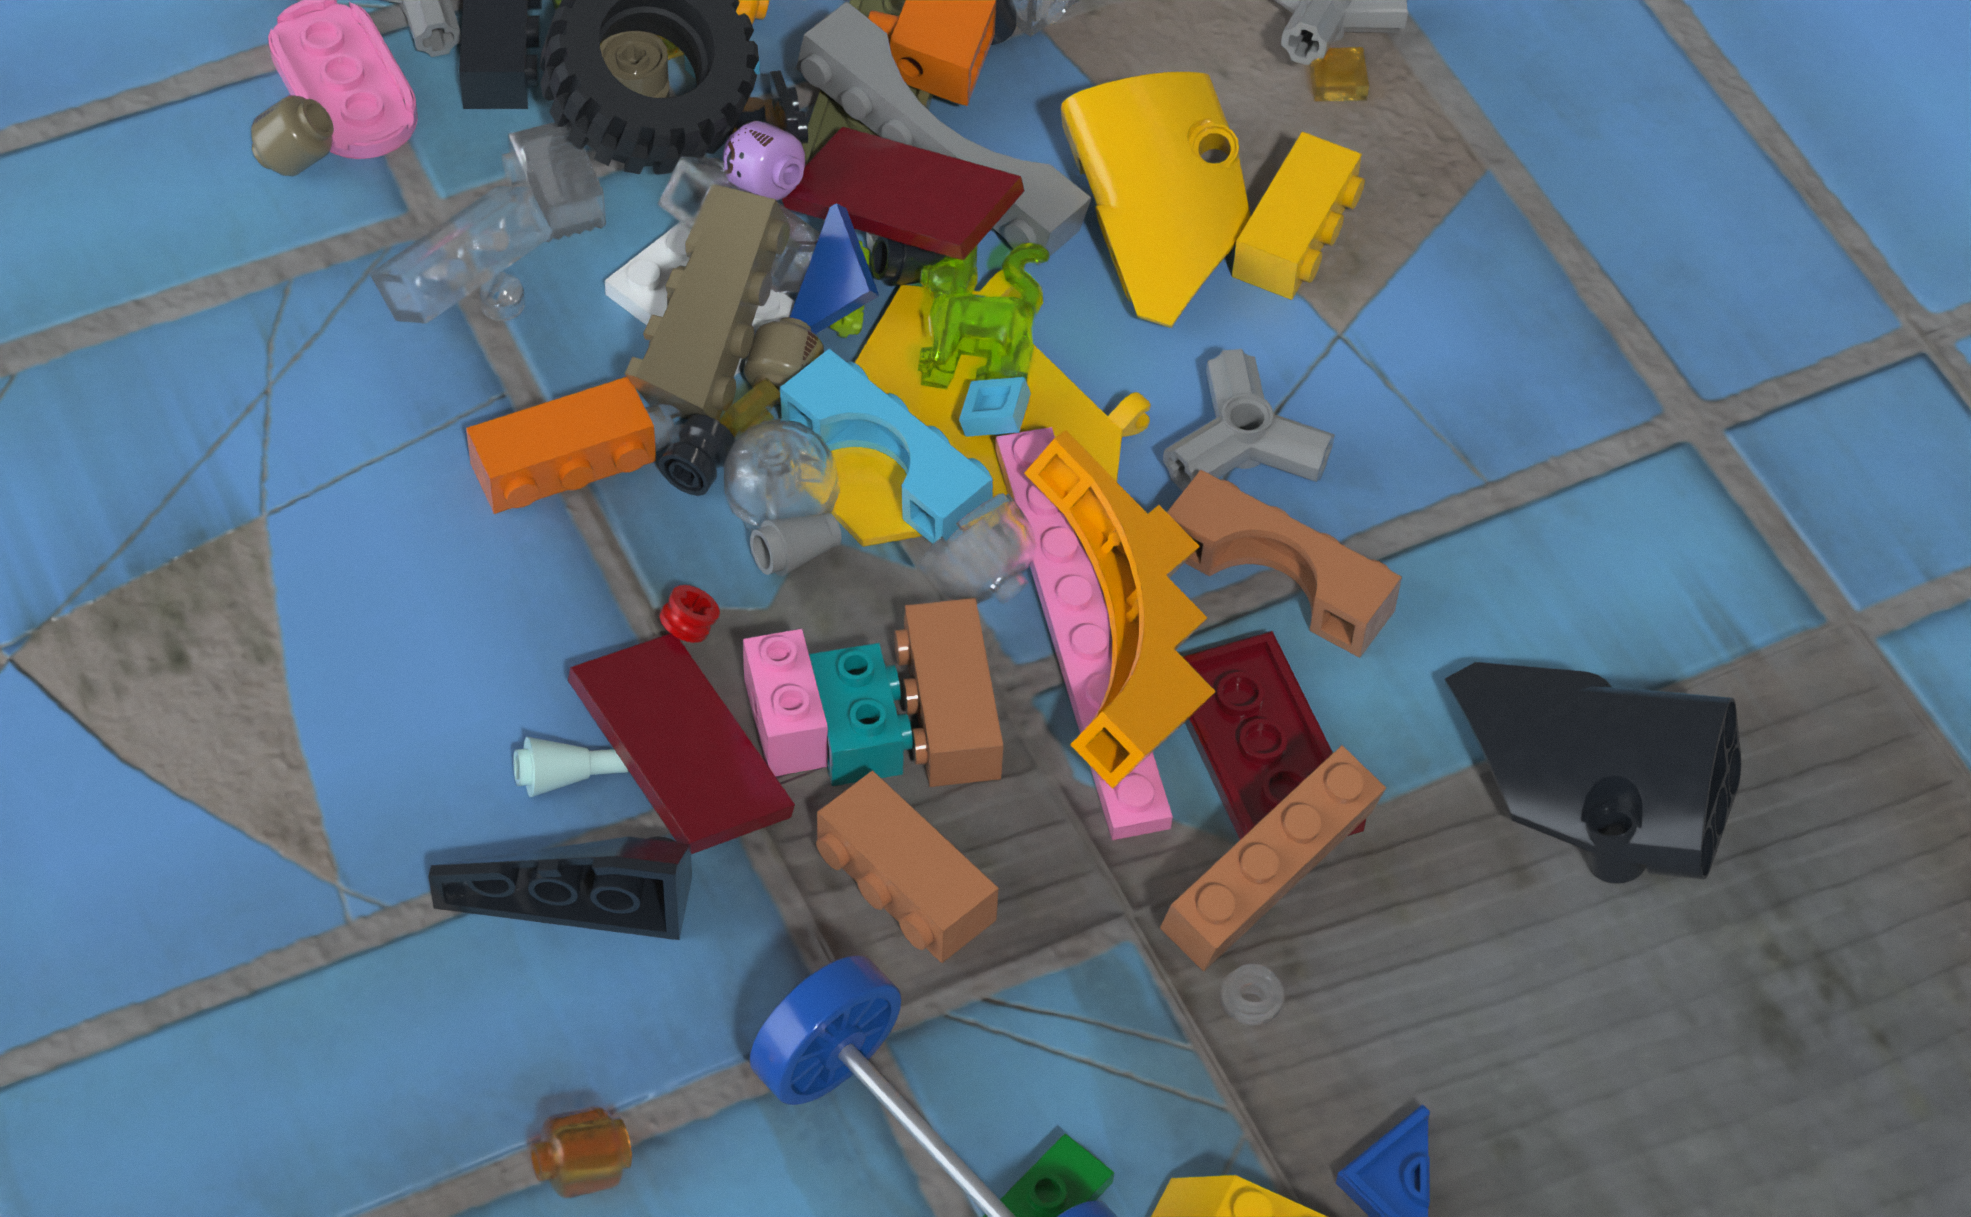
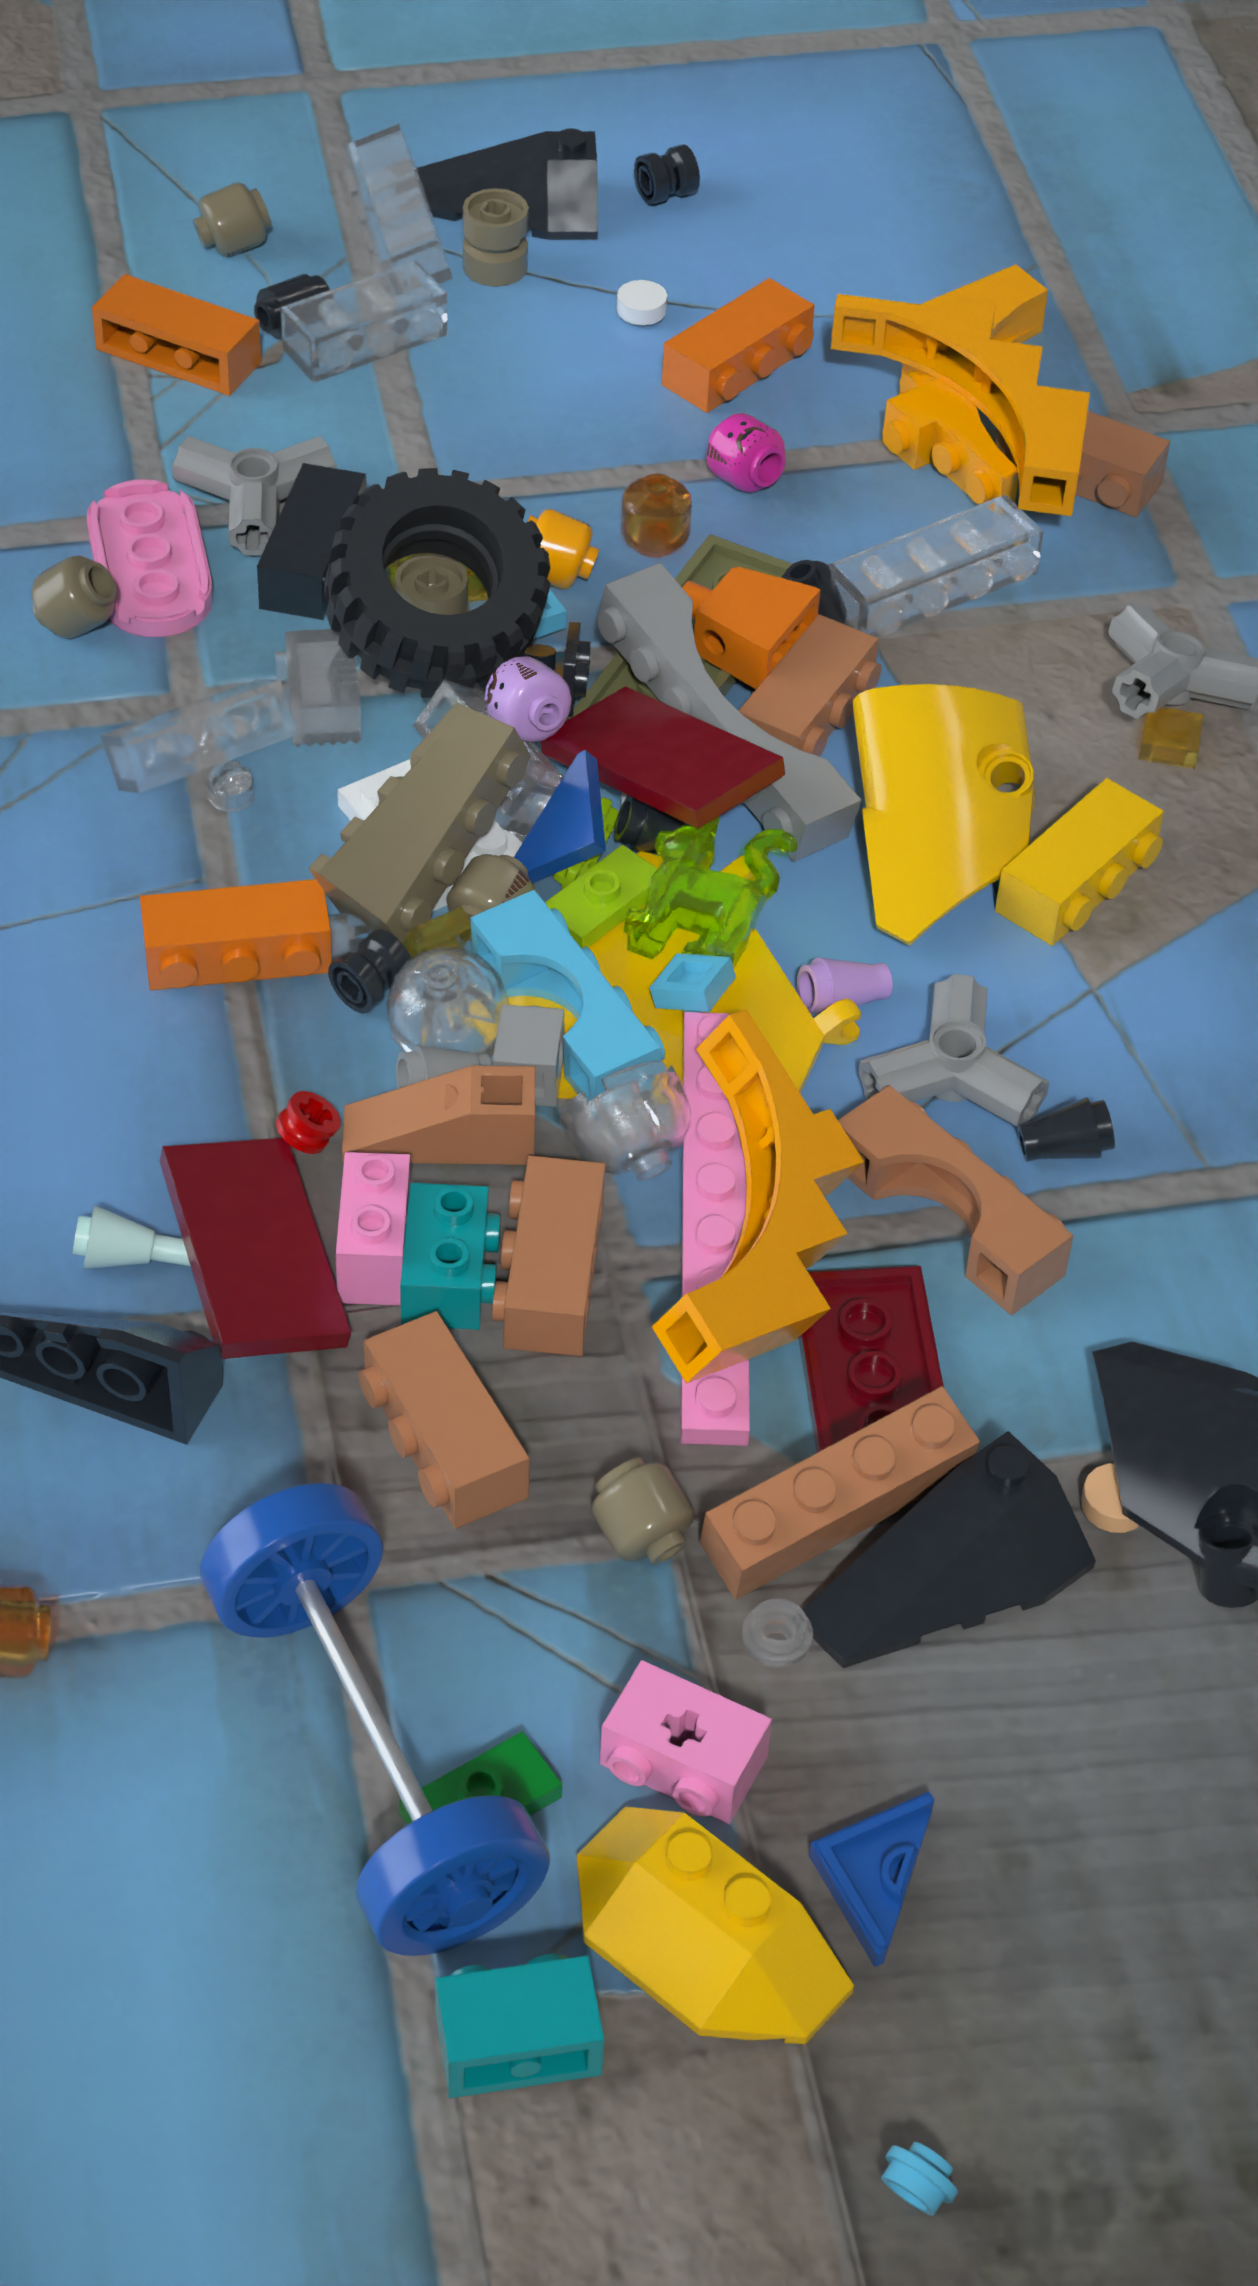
camera: 15 degrees right, 5 degrees down
(820, 584) = (450, 1118): none -> nougat slope
(870, 507) = (533, 1039): none -> light grey brick
(887, 334) = (604, 895): none -> lime plate
(1011, 89) = (815, 685): none -> nougat brick
(1106, 912) = (642, 1511): none -> dark tan head
(1117, 377) = (833, 980): none -> lavender cone
(1187, 1086) = (684, 1742): none -> bright pink brick
(1364, 477) = (1069, 1133): none -> black cone
(1394, 882) = (969, 1548): none -> black wedge
(1490, 812) = (1102, 1501): none -> light nougat piece

